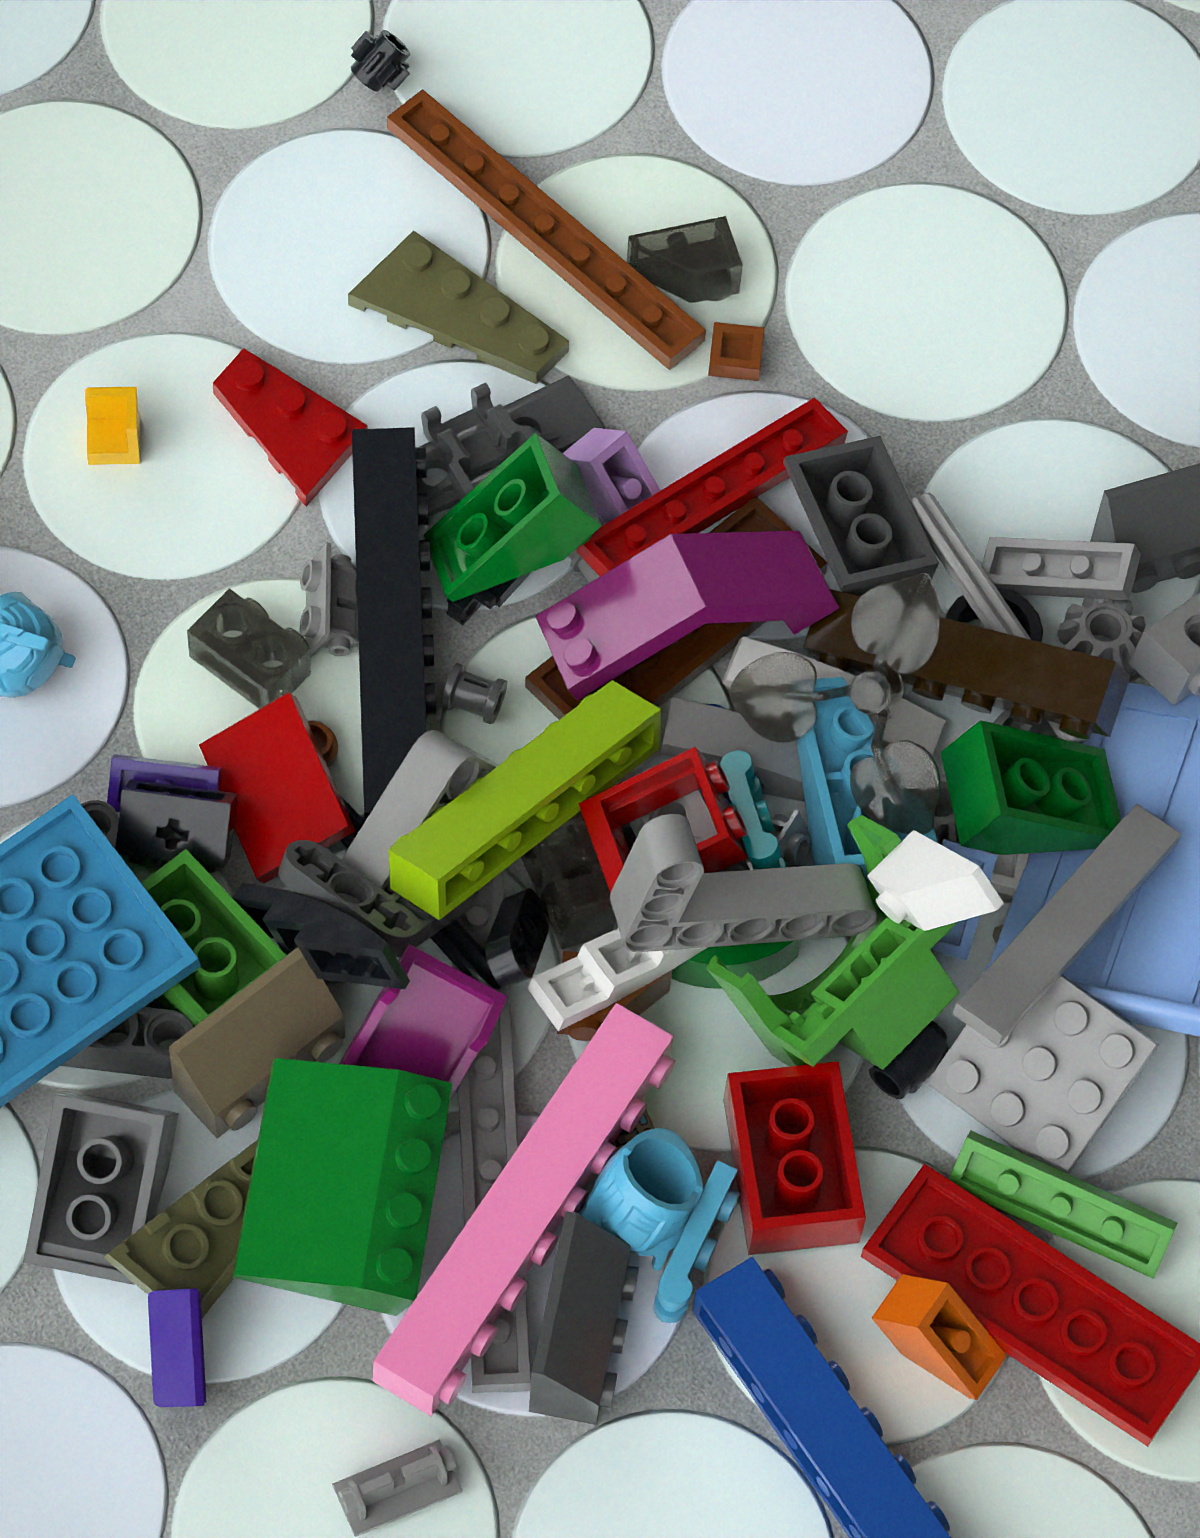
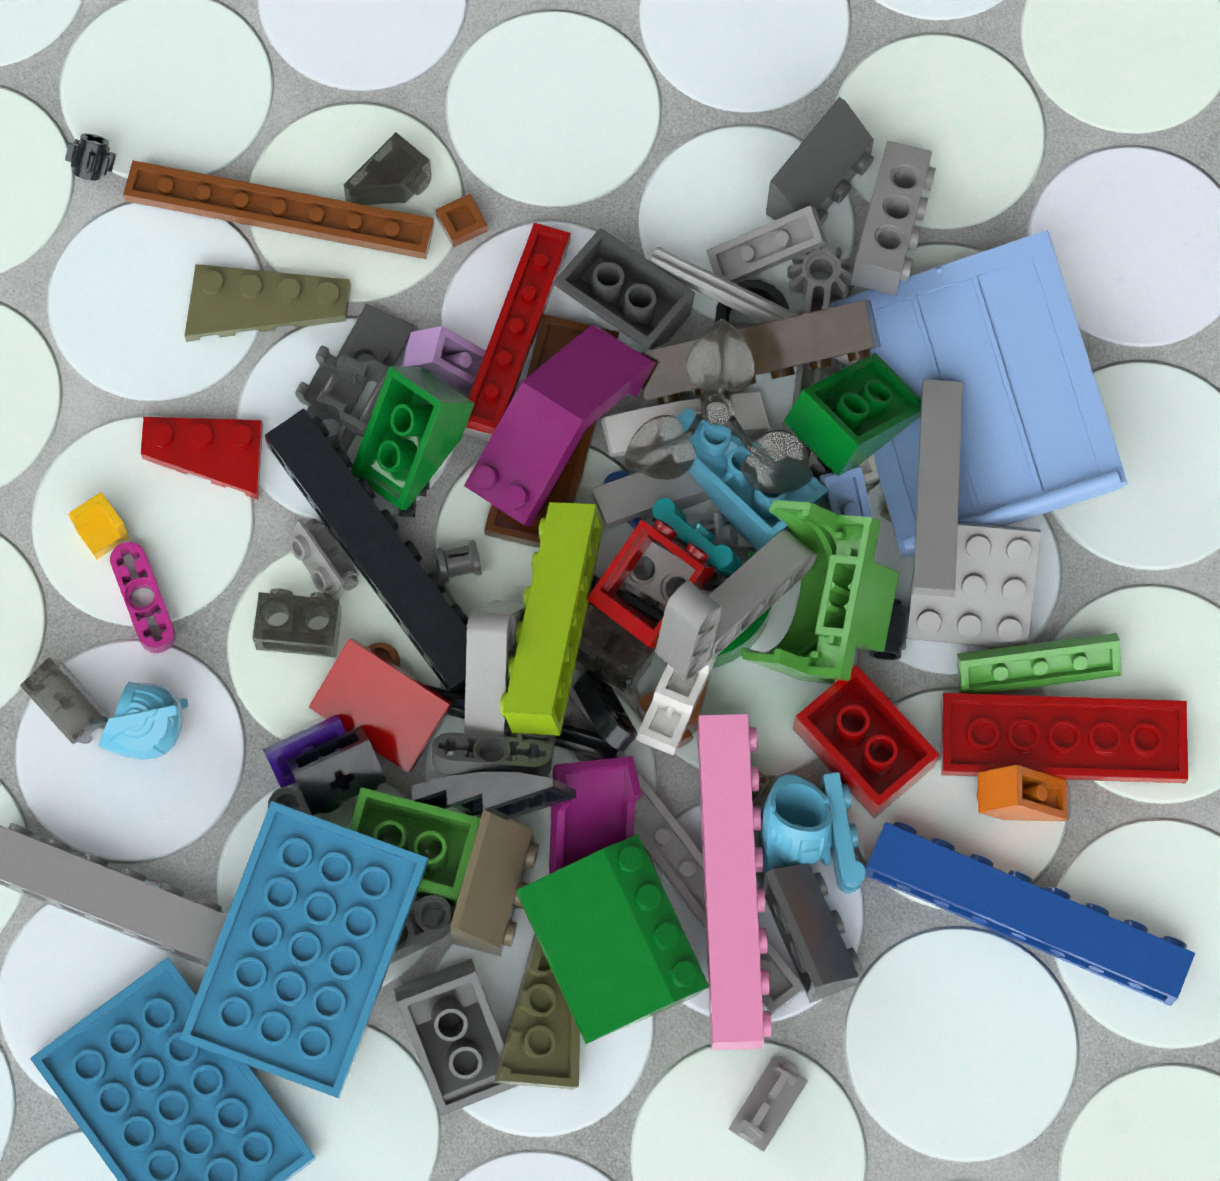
camera: 30 degrees left, 10 degrees up
(113, 548) = (143, 568): none -> dark pink beam
(177, 1348) = (580, 1109): dark purple slope -> none
(931, 885) = (853, 522): white slope -> none

